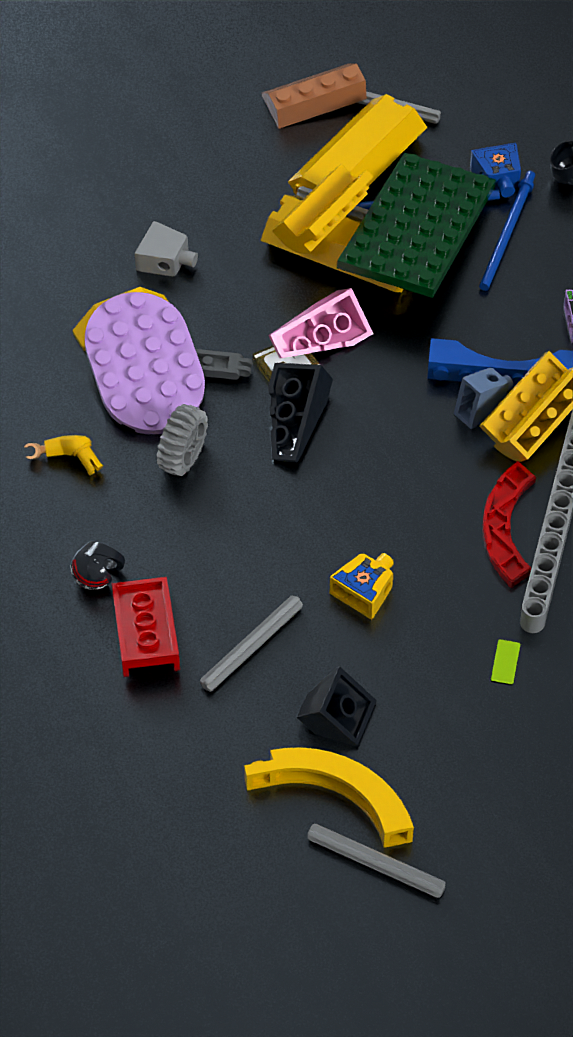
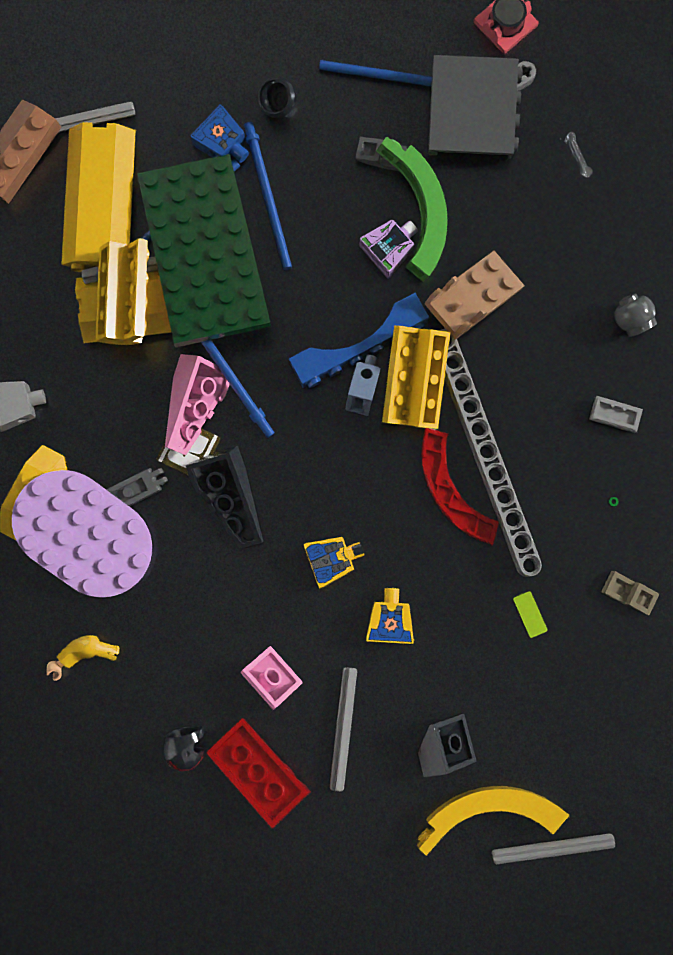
camera: 40 degrees left, 30 degrees up
(182, 439) = (167, 590): light grey gear -> none
(217, 563) = (271, 677): none -> bright pink slope
(348, 507) = (331, 559): none -> torso
(368, 369) = (256, 414): none -> blue bar

